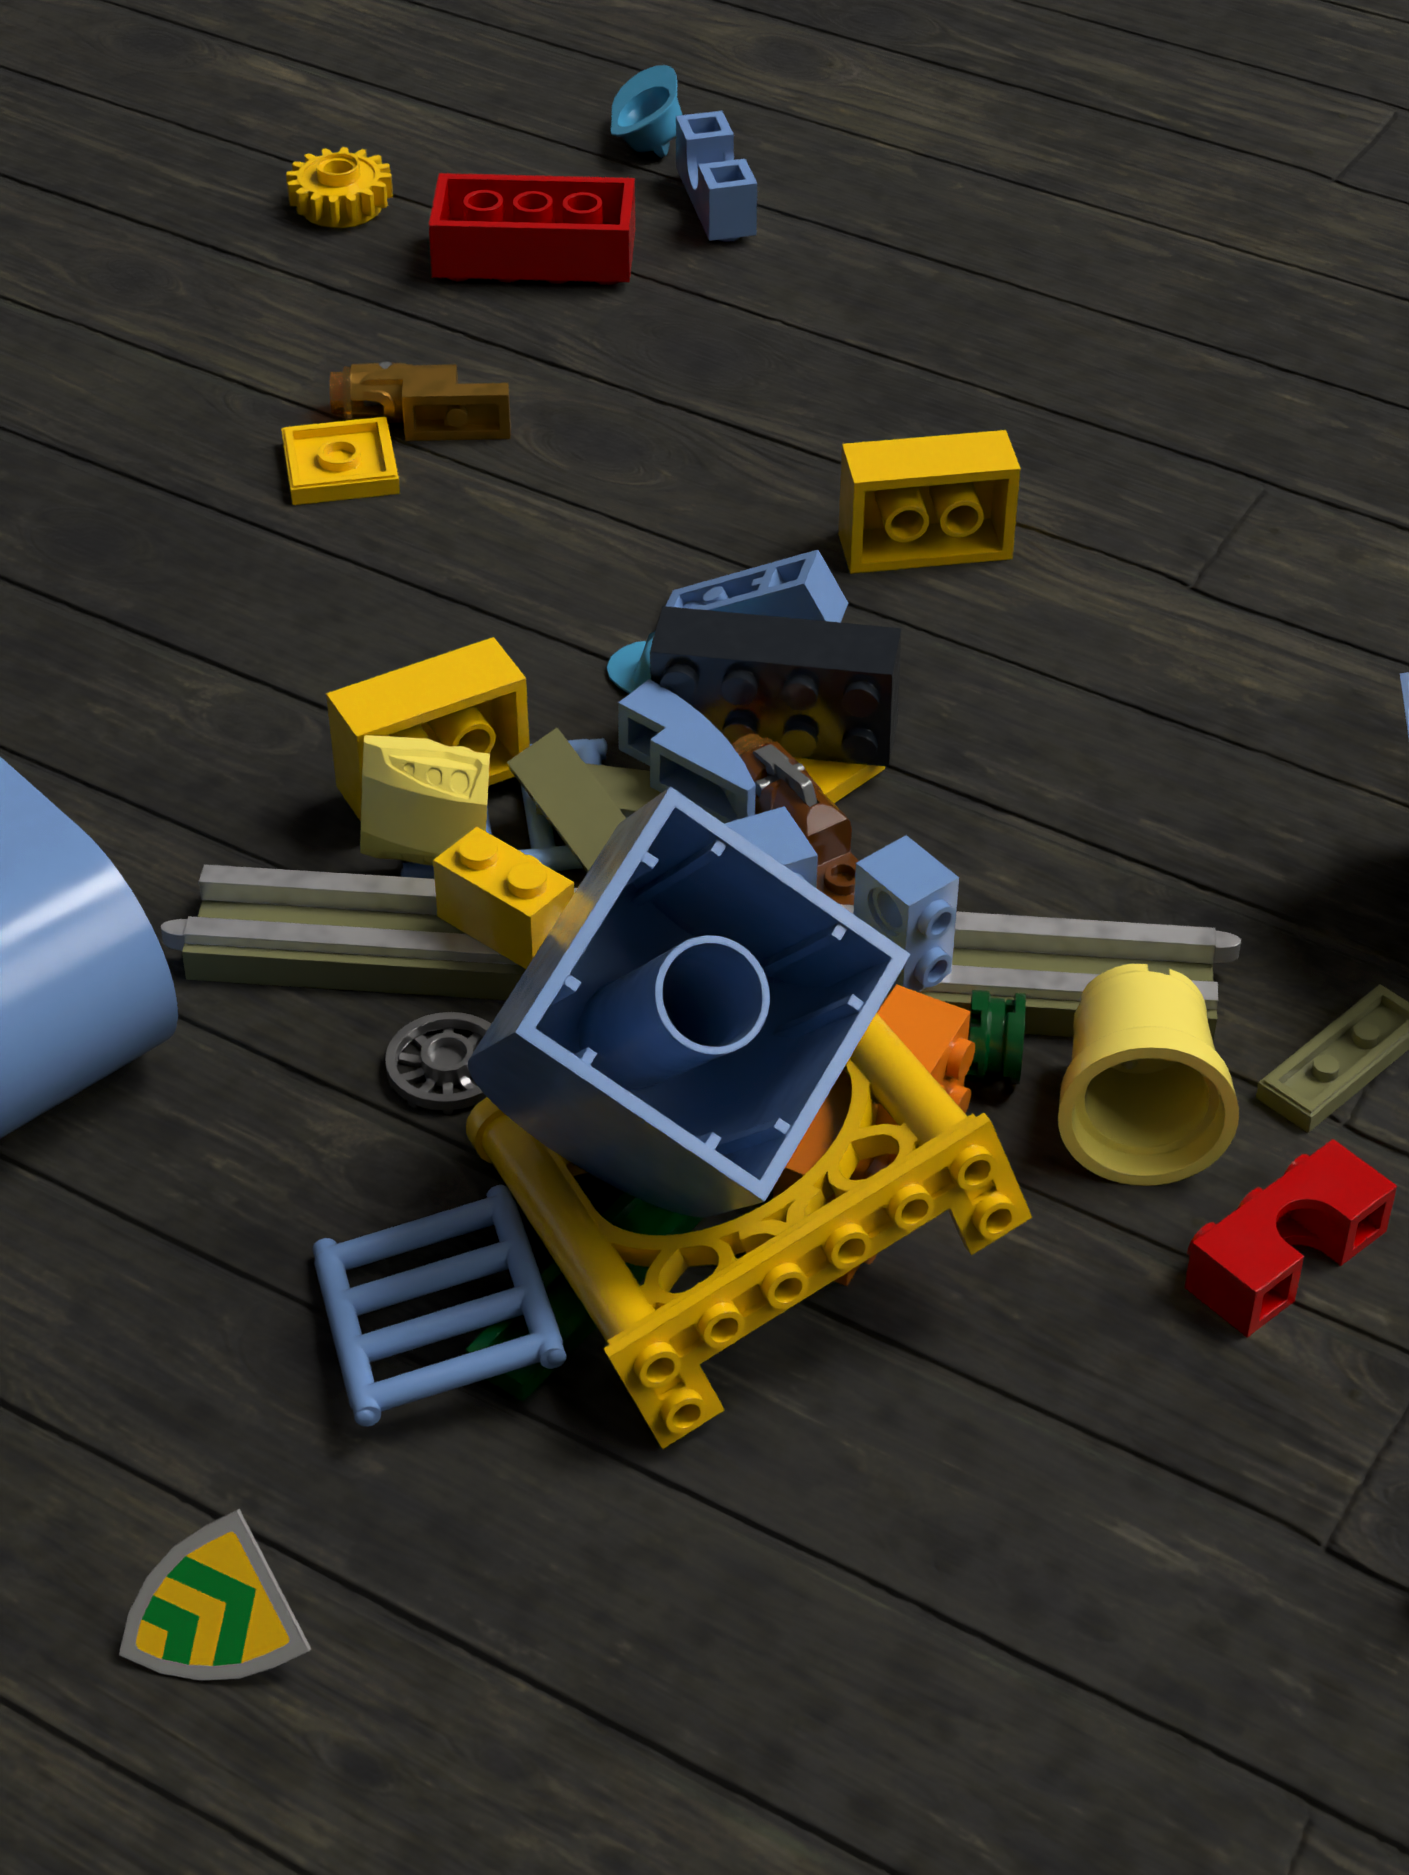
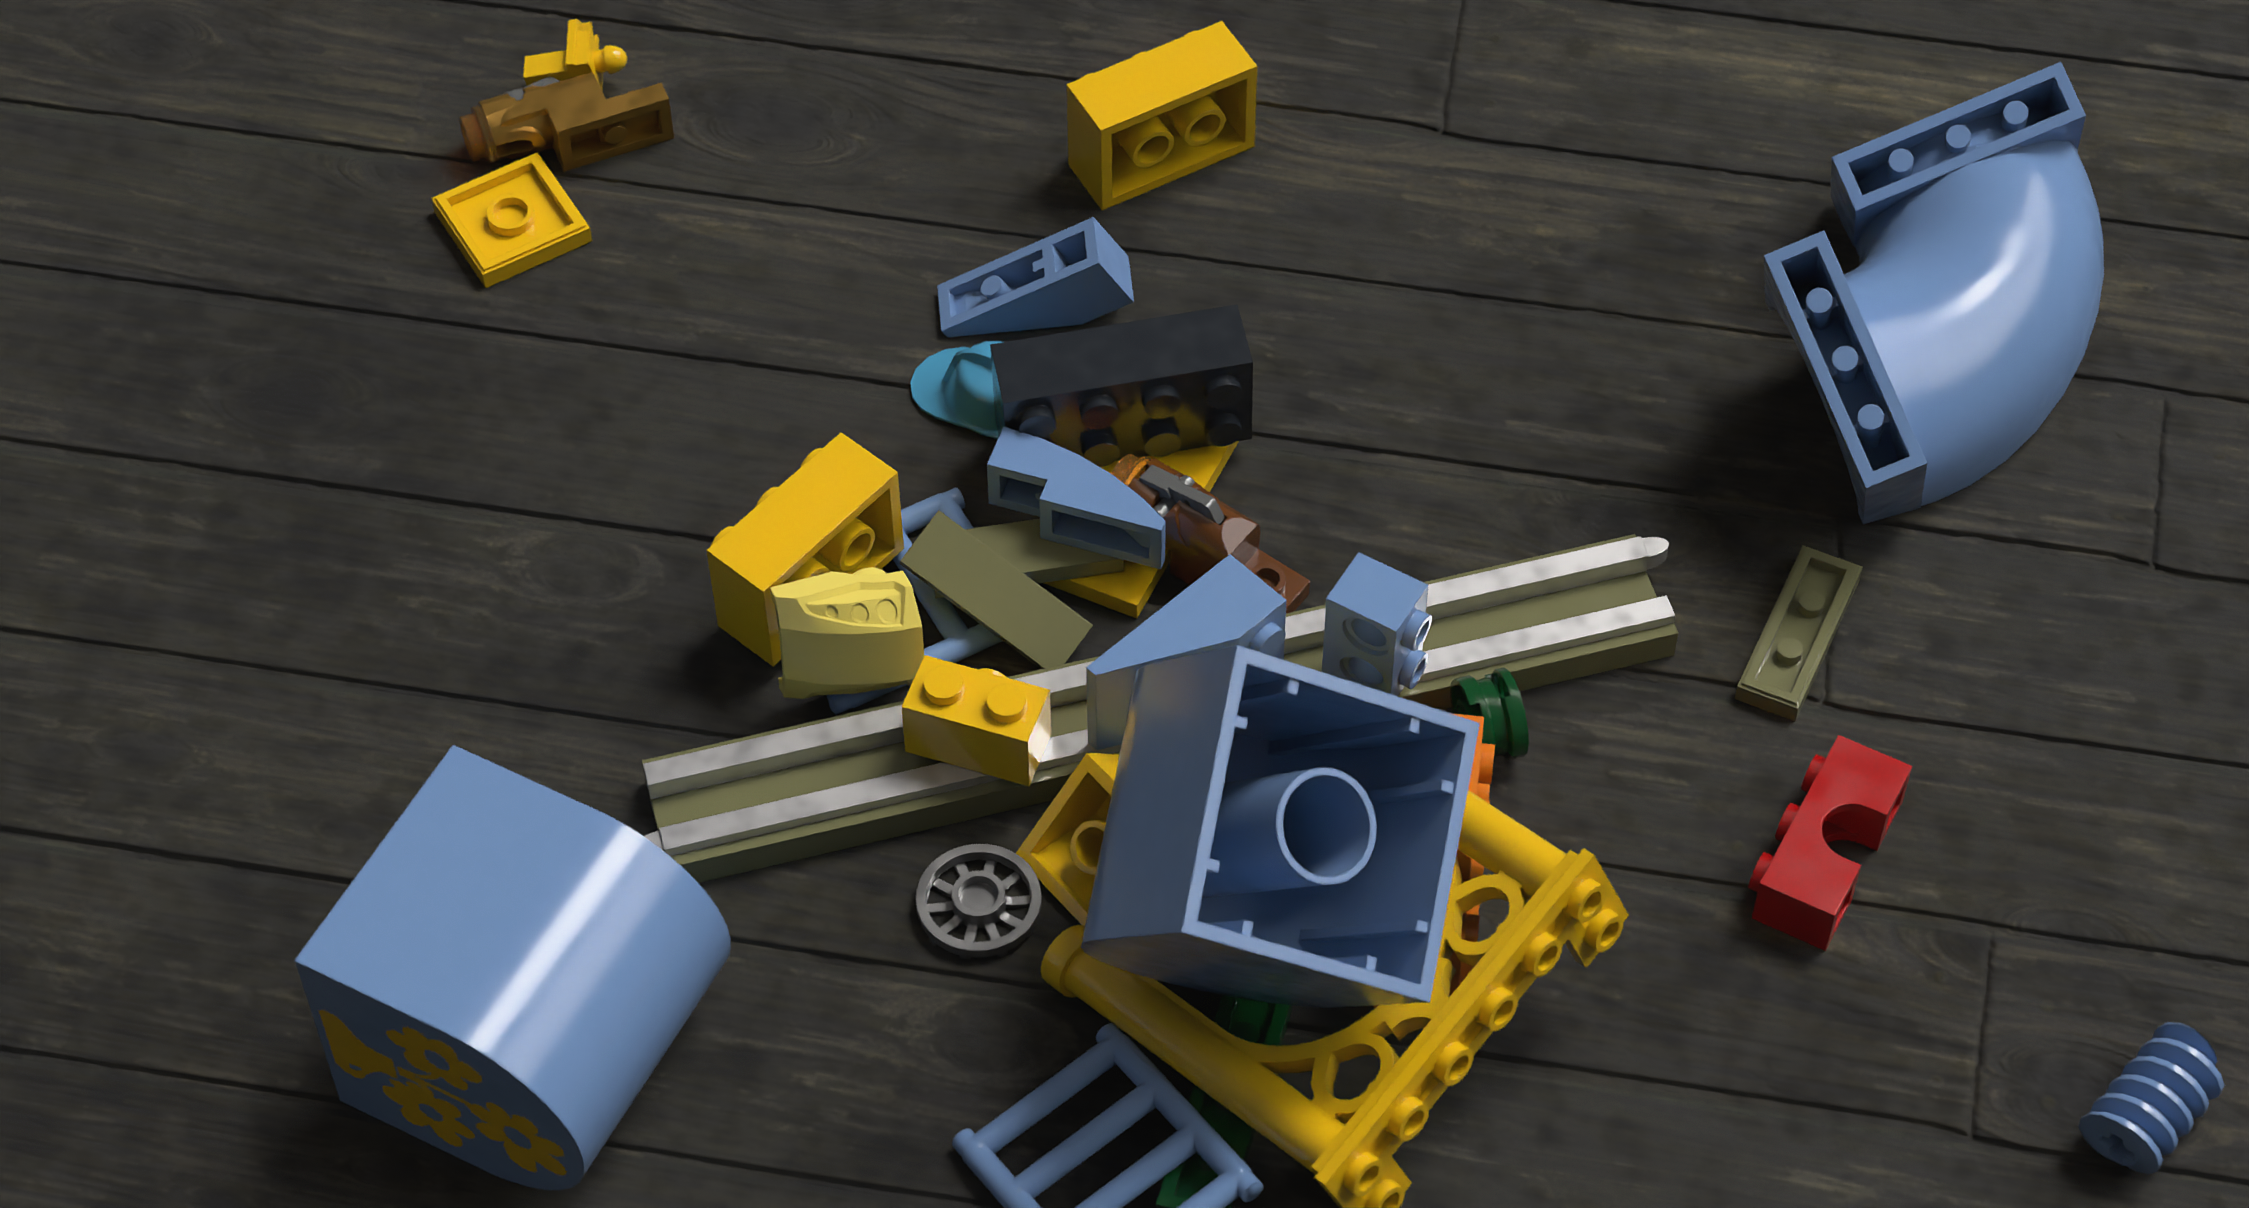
camera: 20 degrees left, 10 degrees up
(458, 350) = (579, 58): none -> yellow piece
(1166, 1107) = (1650, 723): light yellow piece -> none

